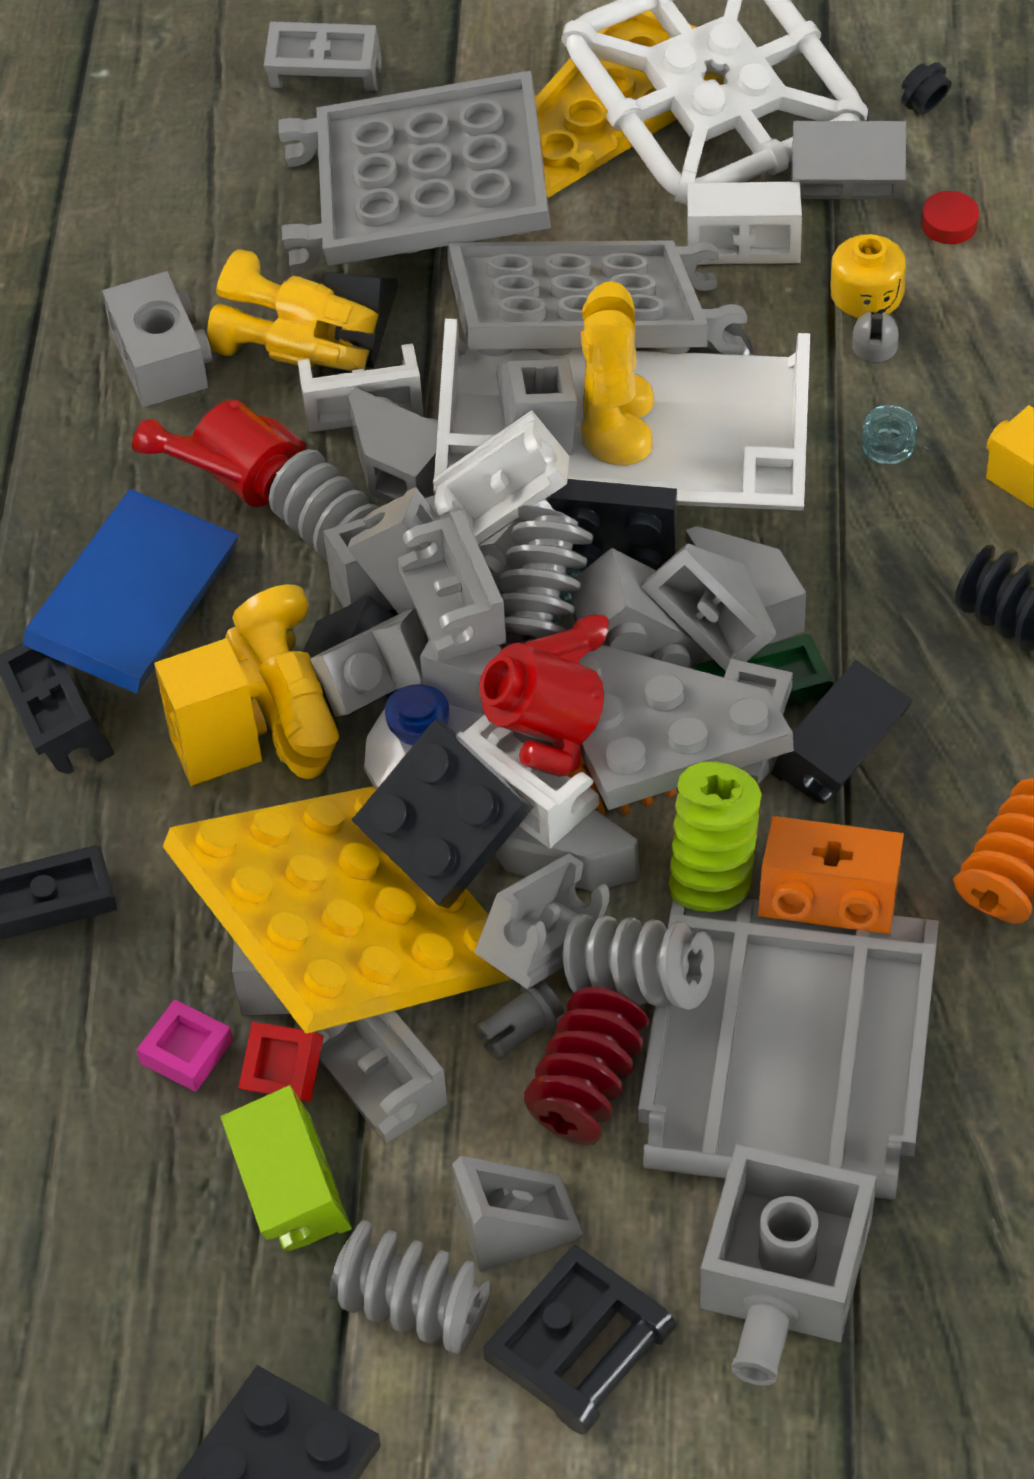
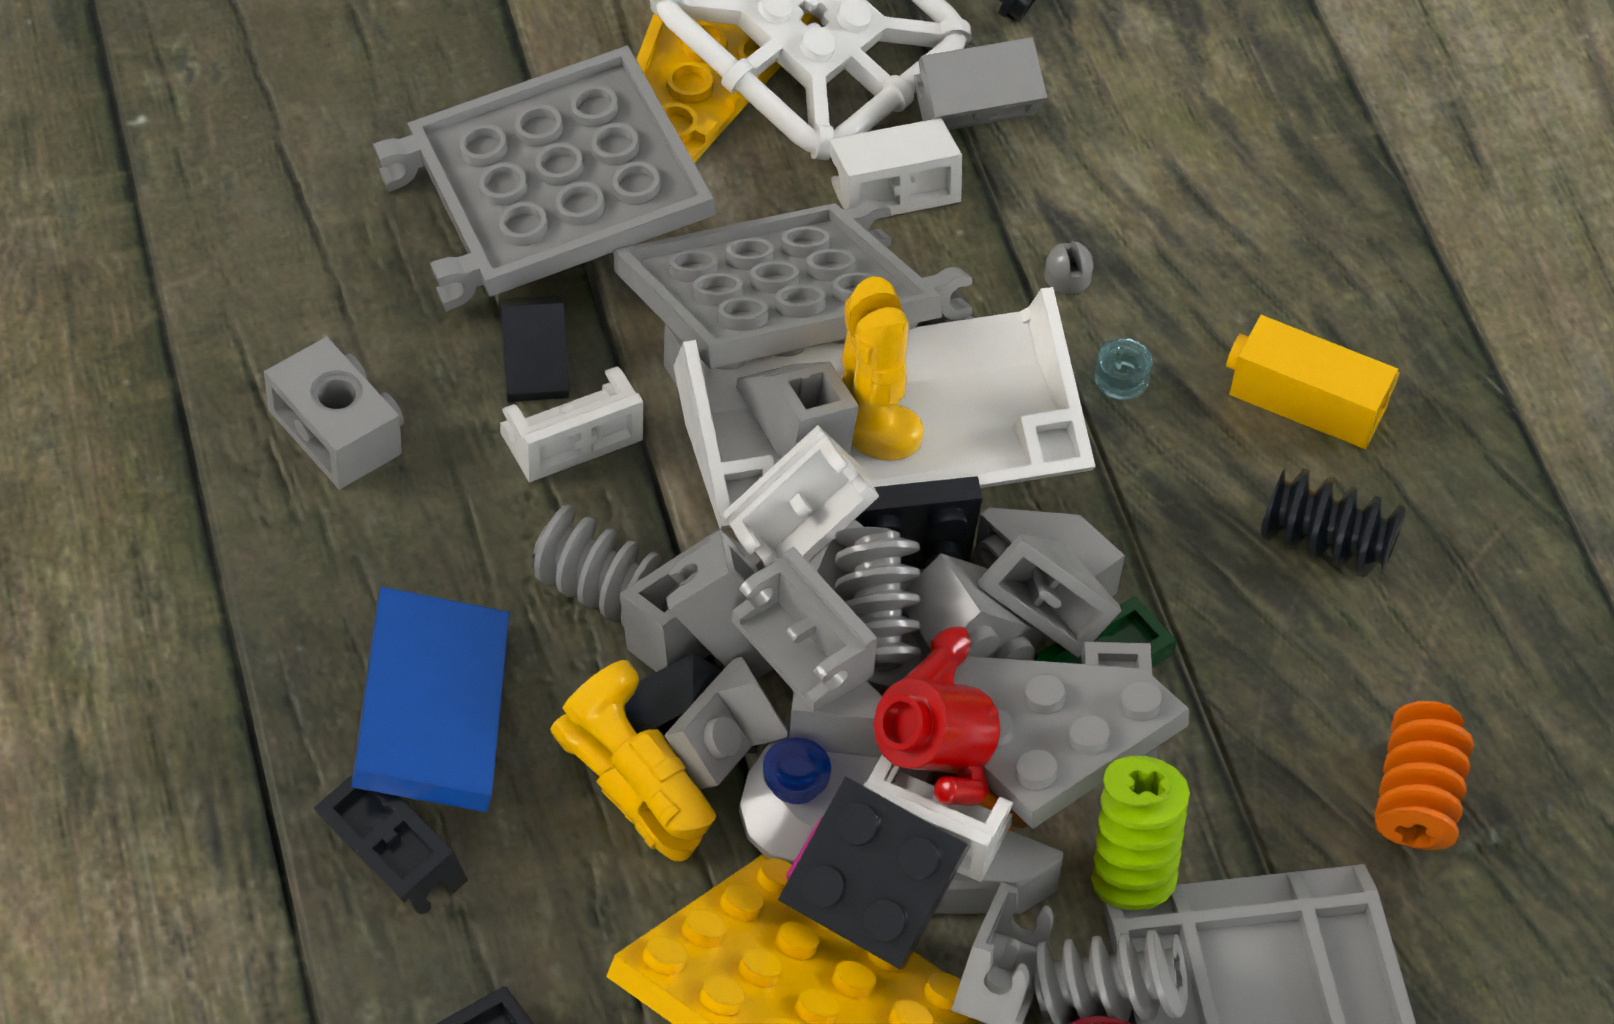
camera: 25 degrees left, 0 degrees up
(211, 710) = (573, 814): yellow brick -> none
(229, 444) = (475, 518): red piece -> none
(305, 319) = (495, 364): yellow piece -> none
(322, 51) = (388, 59): light grey hinge -> none
(393, 446) = (641, 486): light grey slope -> none
(830, 874) = (1257, 843): orange brick -> none
(840, 732) = (1214, 681): black hinge -> none
(868, 275) = (1046, 206): yellow head -> none
(950, 217) = (1091, 127): red tile -> none

